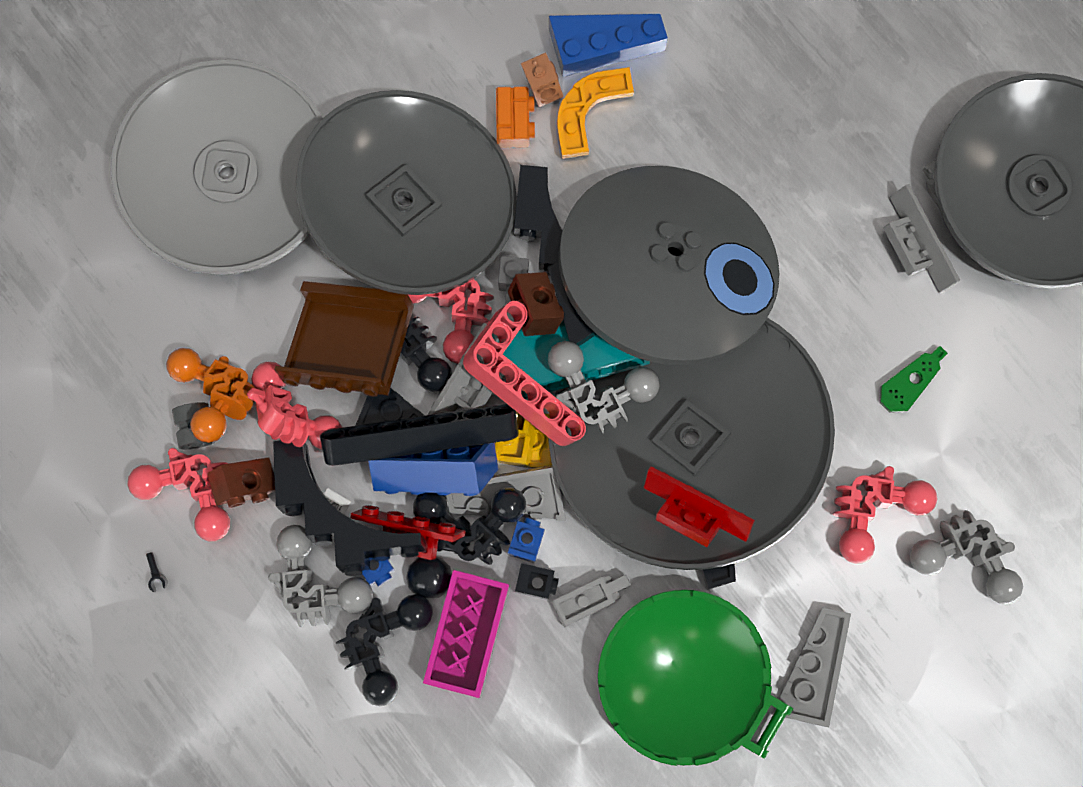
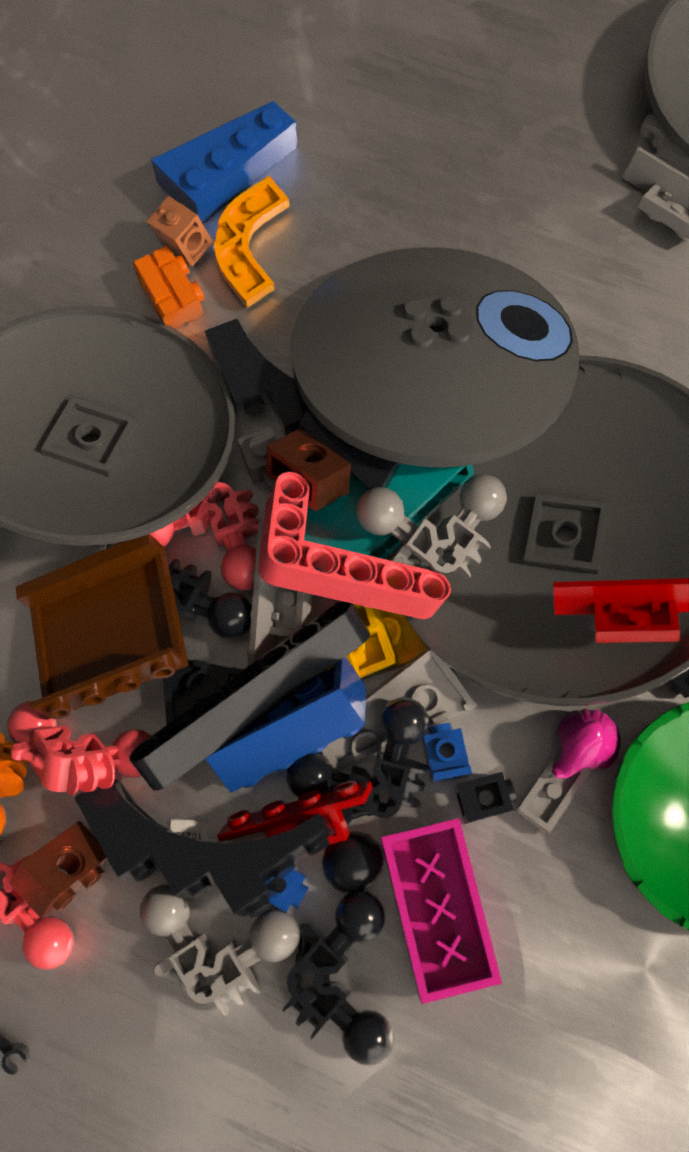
camera: 25 degrees left, 5 degrees down
(622, 581) = (586, 741): none -> dark pink hair

